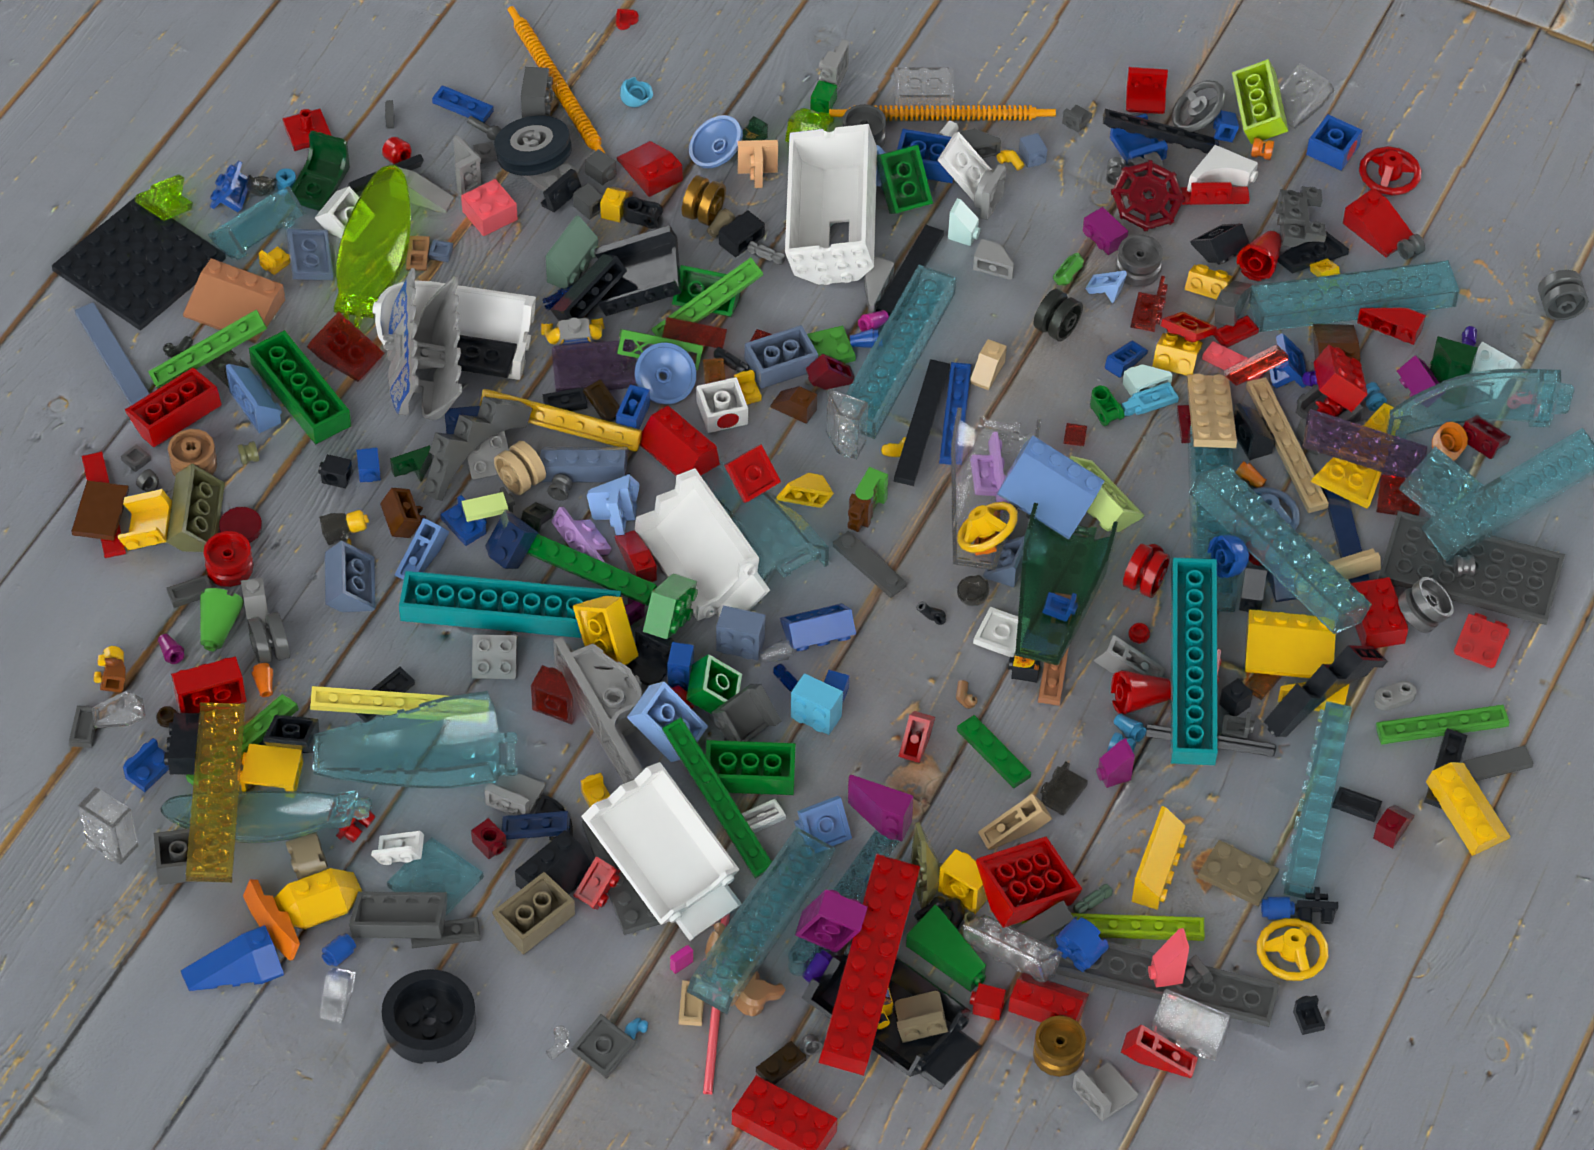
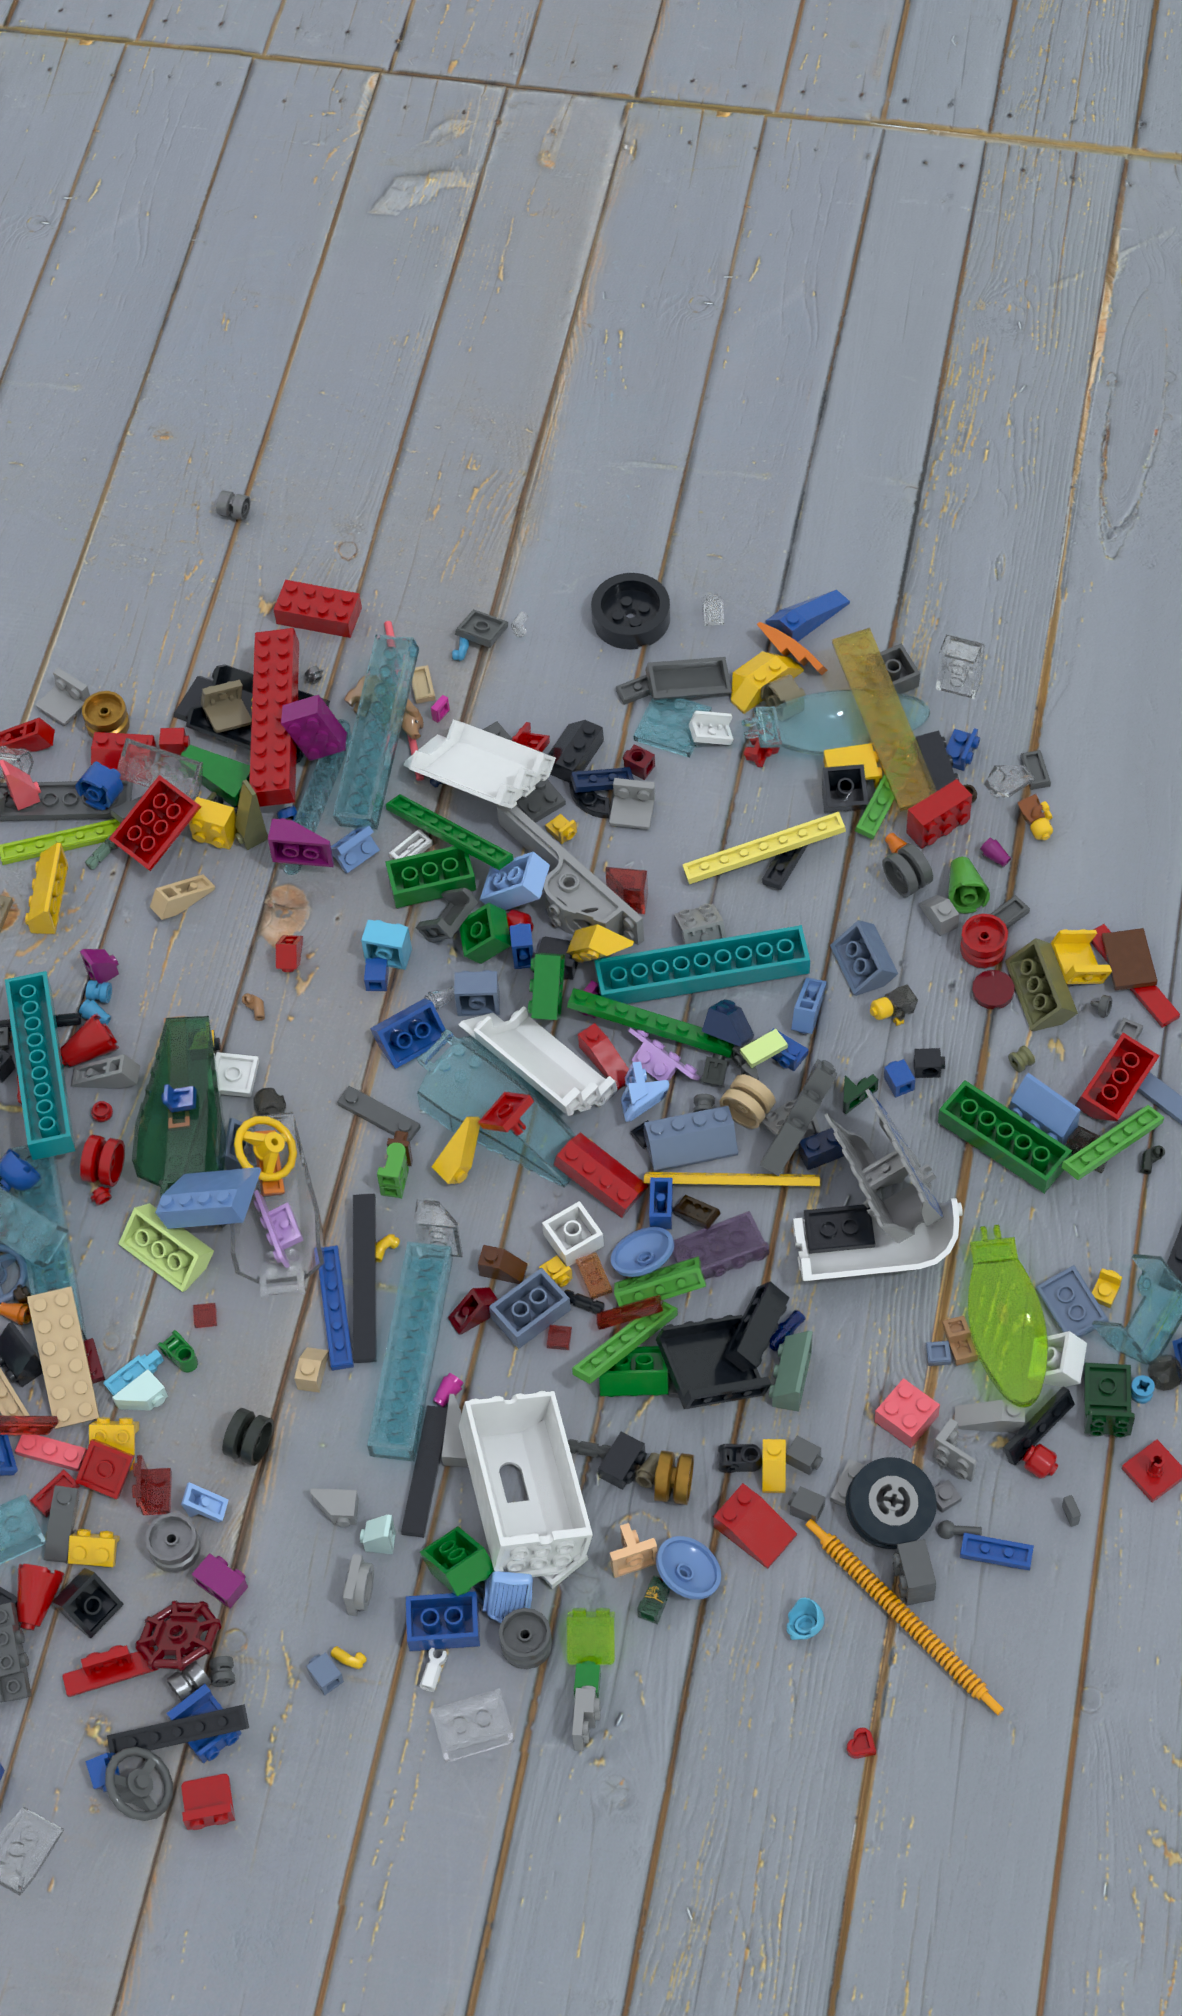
camera: 170 degrees right, 5 degrees up
(192, 447) = (1071, 1036): medium nougat wheel -> none
(230, 293) = (1120, 1225): nougat slope -> none
(338, 950) = (727, 642): blue brick -> none
(345, 348) = (986, 1198): clear red slope -> none
(401, 512) = (842, 1031): reddish brown brick -> none
(431, 746) = (712, 803): clear light blue windscreen -> none
(534, 912) = (572, 703): dark tan slope -> none
(561, 191) = (837, 1455): black bracket -> none
(568, 399) = (737, 1203): black plate -> none
(573, 331) = (750, 1271): torso -> none
(781, 1063) = (335, 657): dark brown plate -> none
(786, 677) = (421, 976): clear blue axle -> none
(833, 343) = (486, 1349): bright green plate -> none
(864, 339) = (449, 1364): blue cone -> none
(932, 613) = (307, 1077): black arm -> none
(963, 164) = (392, 1607): white tile -> none
(983, 143) = (393, 1662): dark grey slope -> none
(993, 751) = (217, 962): green plate -> none
(1031, 112) = (339, 1733): light orange hose -> none
(1062, 789) = (146, 941): clear smoke bracket -> none
(1068, 268) = (251, 1518): bright green plate -> none
(1076, 118) = (285, 1743): dark grey bracket -> none
(1124, 359) = (179, 1420): blue slope -> none
(1224, 166) = (103, 1707): white arch -> none
(1258, 148) = (56, 1755): orange wheel -> none
(1260, 101) = (66, 1812): lime brick -> none

